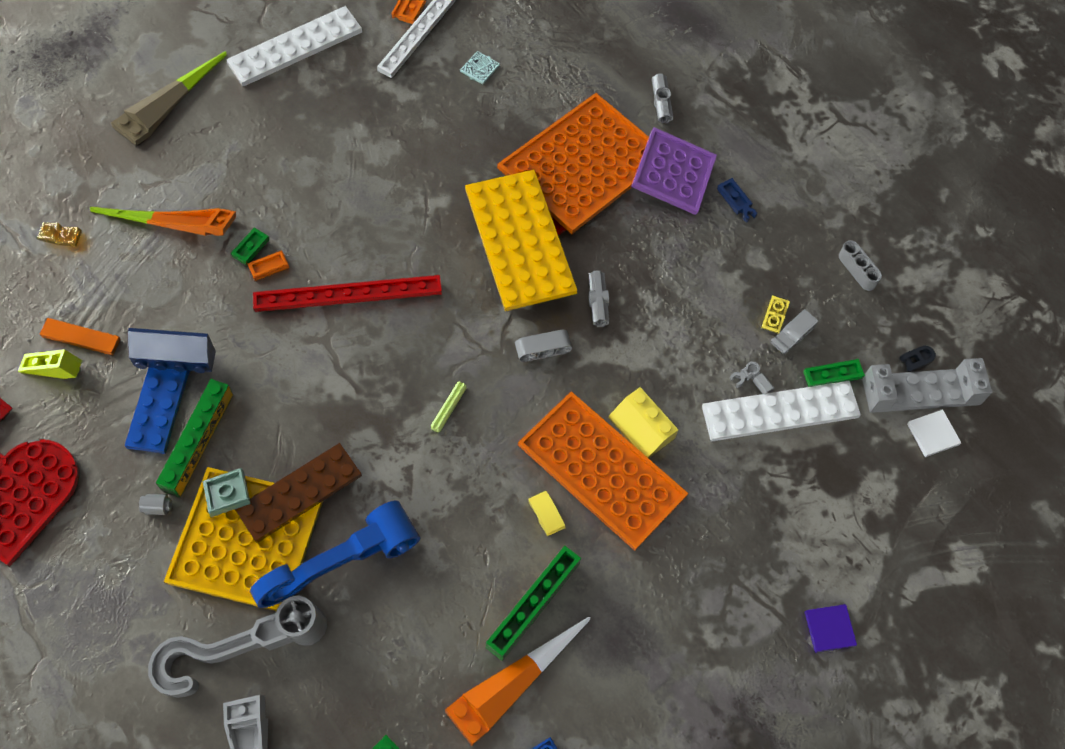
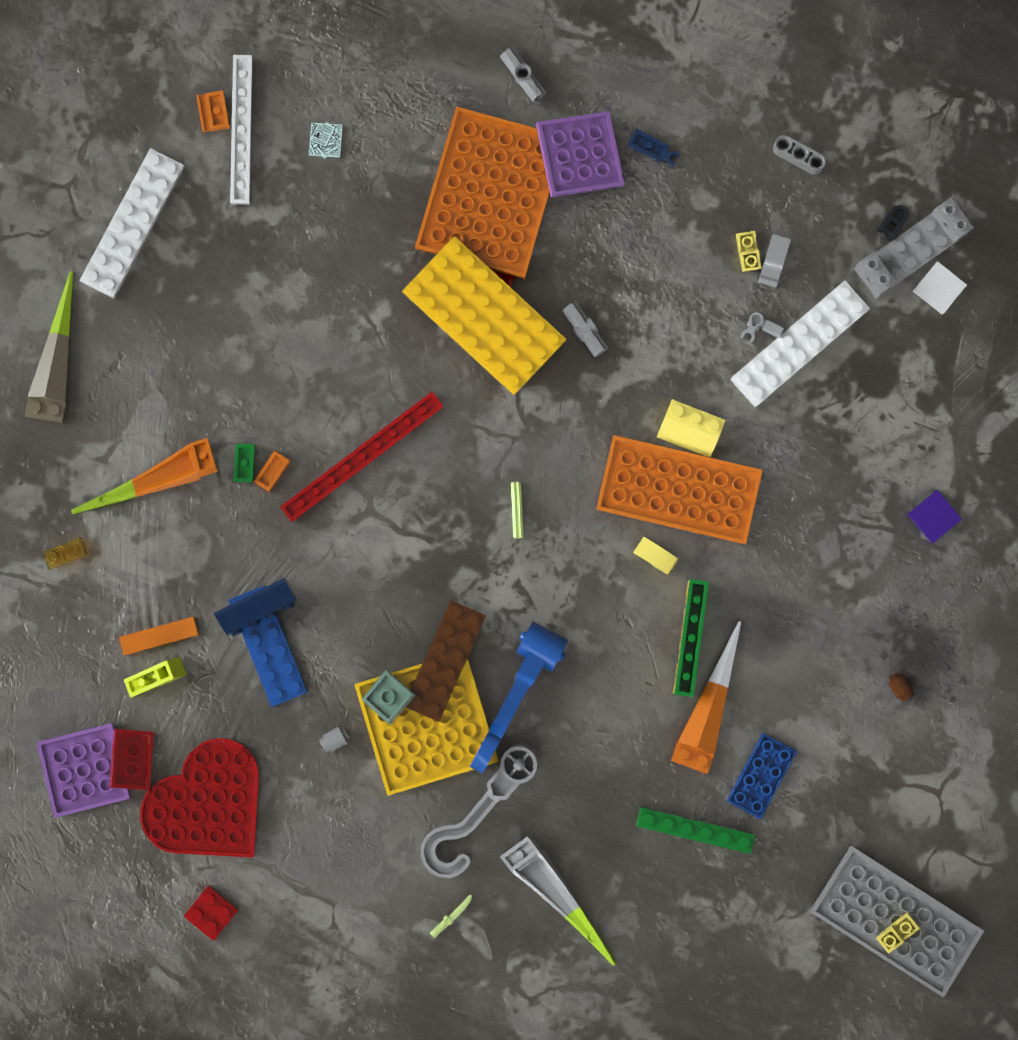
camera: 25 degrees left, 20 degrees up
(134, 737) = (448, 920): none -> yellowish green piece
(194, 438) = (326, 665): green brick -> none
(543, 345) = (563, 405): light grey beam -> none
(834, 373) = (828, 281): green plate -> none

